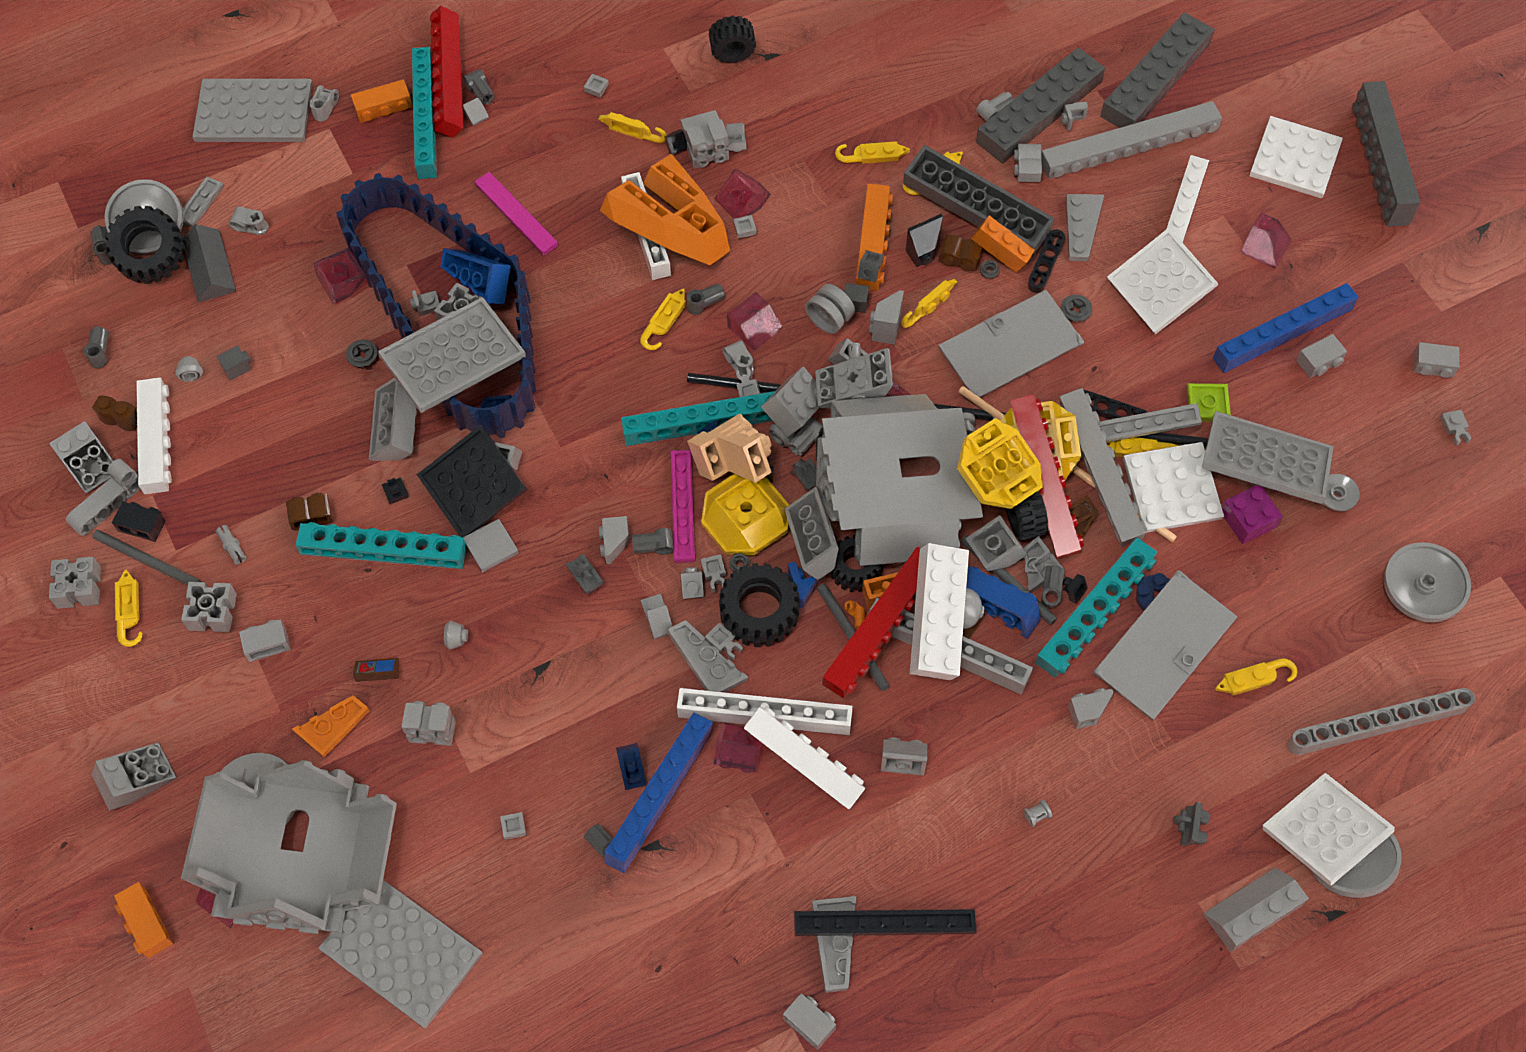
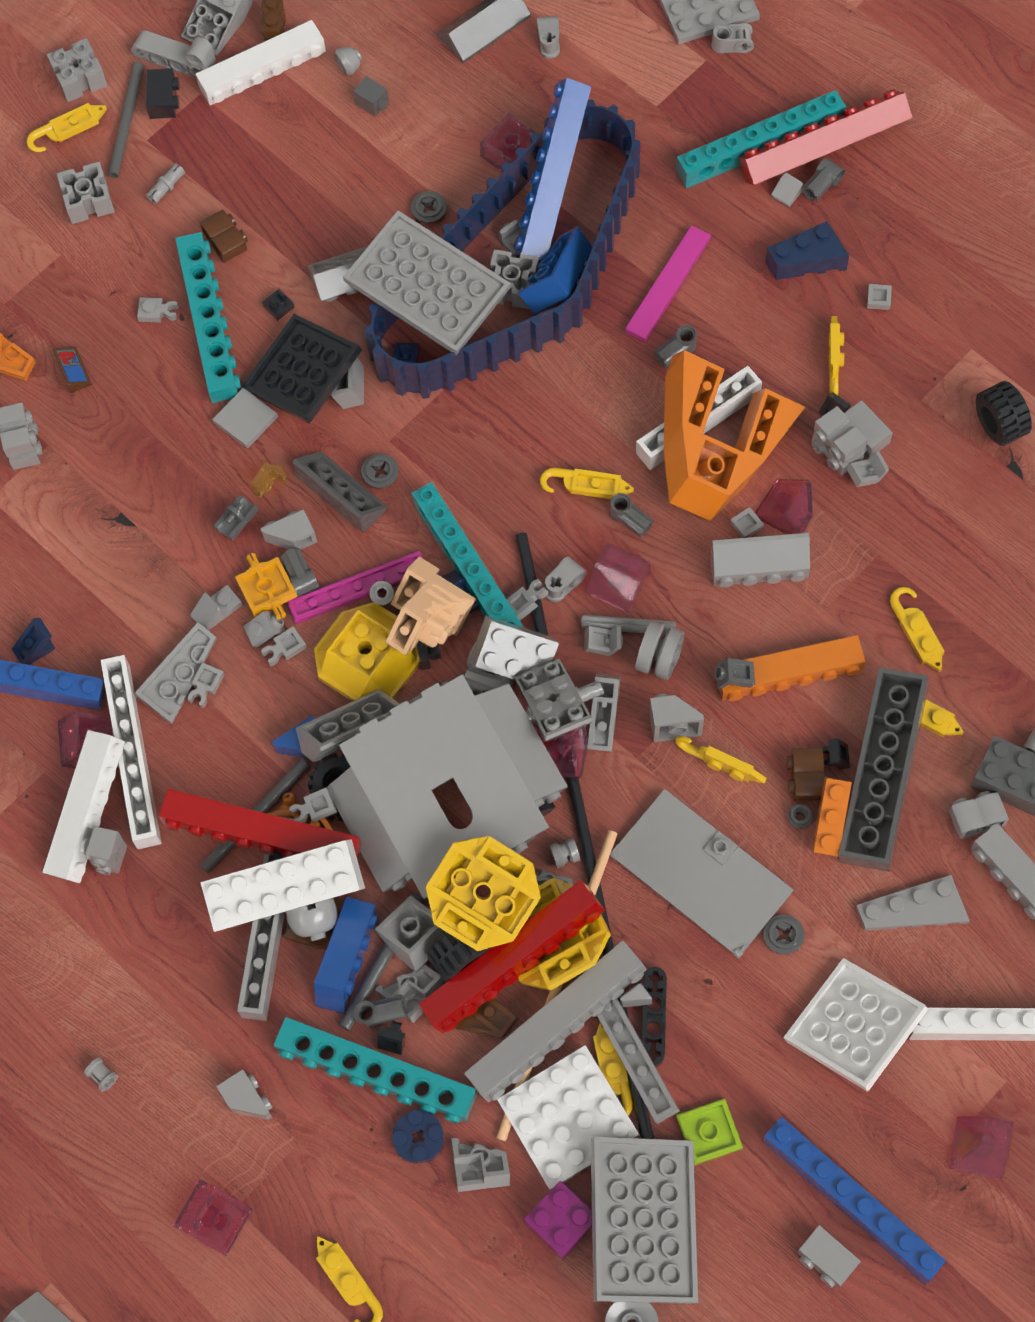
camera: 75 degrees right, 5 degrees up
(264, 640) = (69, 257): light grey brick -> none
(351, 588) = (154, 309): none -> light grey plate
(381, 100) = (757, 90): orange brick -> none
(388, 243) = (552, 168): none -> brick
(454, 635) = (128, 422): light grey cone -> none
(539, 112) = (807, 252): none -> dark blue wedge
(556, 542) = (265, 477): none -> clear yellow bracket
(576, 222) = (676, 345): none -> dark grey piece
(588, 451) = (378, 462): none -> dark grey gear
(592, 493) = (339, 489): none -> dark grey slope
(655, 570) = (266, 586): none -> light orange plate
(701, 483) = (389, 592): none -> light grey brick
(738, 558) = (300, 664): dark grey plate -> none
(764, 580) = (244, 675): black tyre -> none
(782, 224) = (760, 559): none -> light grey slope
(792, 332) = (627, 624): none -> light grey axle
(803, 346) = (602, 640): none -> light grey bracket
(849, 752) = (106, 850): none -> light grey brick
(858, 295) = (694, 675): dark grey brick -> none
(875, 574) = (317, 806): none -> light grey plate
(904, 756) = (123, 910): light grey slope -> none
(924, 240) = (802, 727): slope -> none
(951, 229) = (838, 754): none -> black tile
(1046, 261) = (840, 875): black beam -> none
(1098, 405) = (636, 997): none -> light grey slope
(1165, 645) = (352, 1162): light grey door -> none
(1180, 759) = (212, 1217): none -> clear pink slope
(1189, 824) = (123, 1252): dark grey hips -> none
(1192, 558) = (479, 1167): none -> light grey slope

